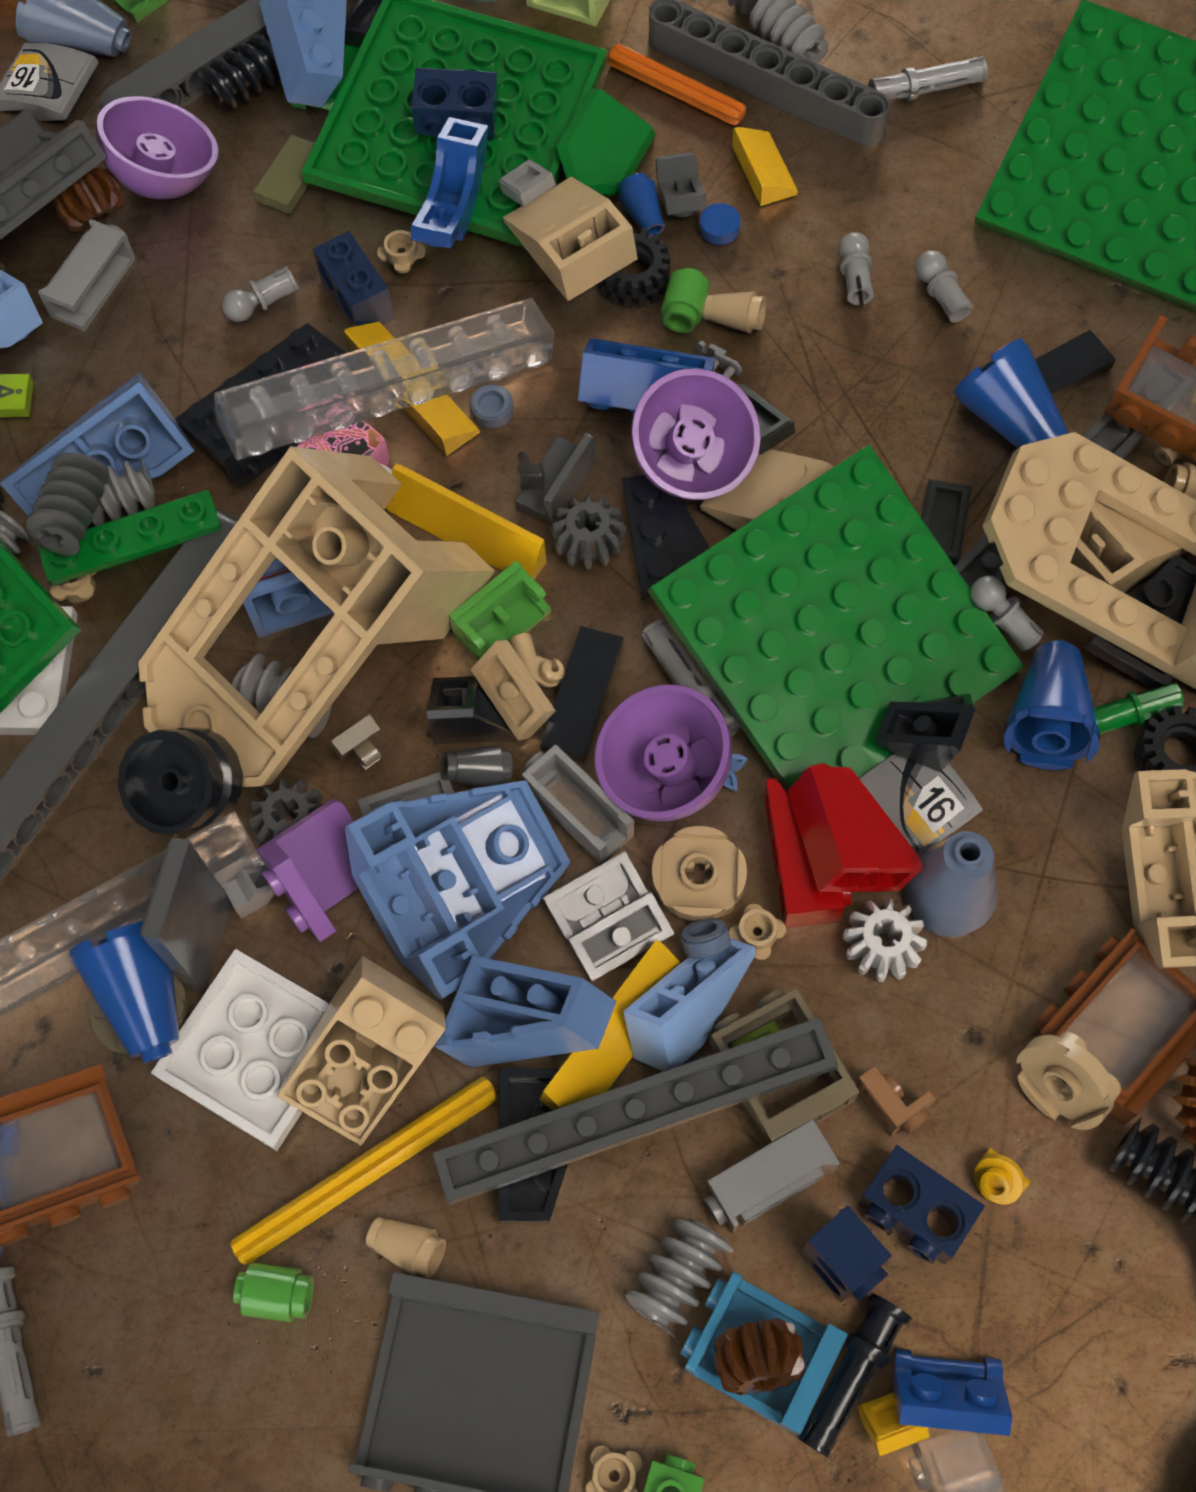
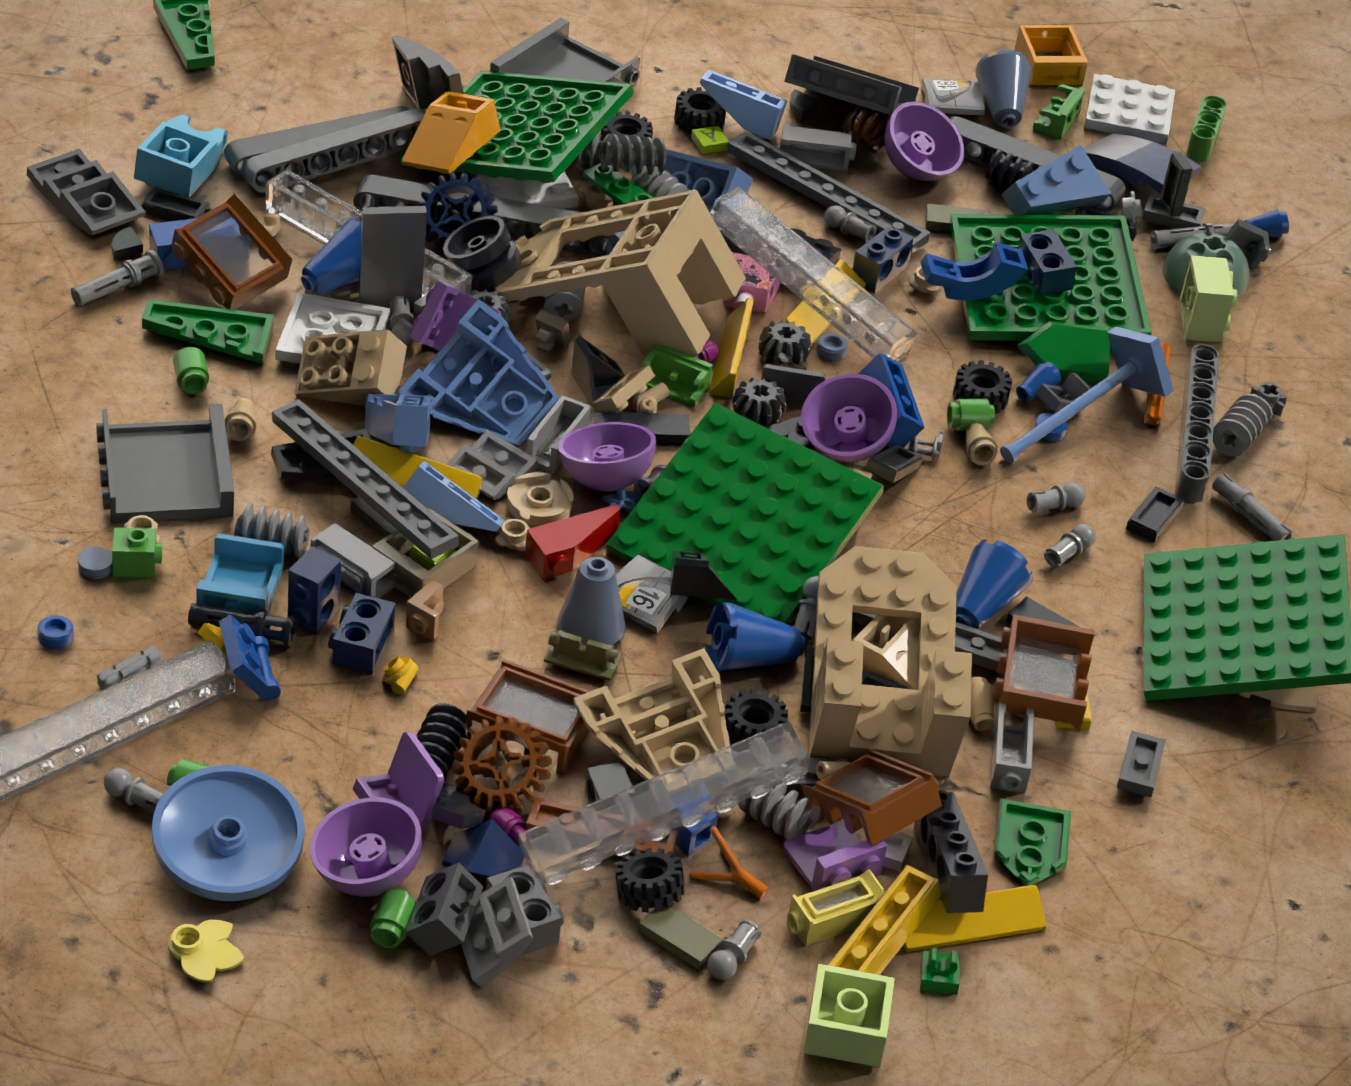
camera: 60 degrees right, 25 degrees down
(66, 769) = (464, 204): none -> dark blue gear
(175, 298) = (820, 186): none -> dark grey plate
(182, 1223) = (220, 329): none -> green wing
(285, 944) = (401, 319): none -> light grey pin
(363, 1171) = (268, 388): yellow axle -> none
(478, 766) = (560, 379): dark grey cone -> none
(482, 459) = (785, 339): none -> dark grey gear
(526, 182) = (1008, 312): light grey tile -> none
(574, 236) = (971, 338): tan slope -> none
(674, 85) = (1139, 366): none -> medium blue tile
(705, 938) = (496, 506): sand blue tile -> none
(759, 1356) = (235, 560): reddish brown gear -> none
(762, 165) = (1116, 437): yellow slope -> none
(849, 834) = (592, 533): red slope -> none
(868, 946) = (536, 590): white gear -> none
(901, 179) = (1155, 514): none -> black tile
(1017, 921) = (592, 659): none -> olive hinge
(1088, 1086) = (476, 677): tan plate -> none
(1138, 707) = (762, 680): green axle -> none

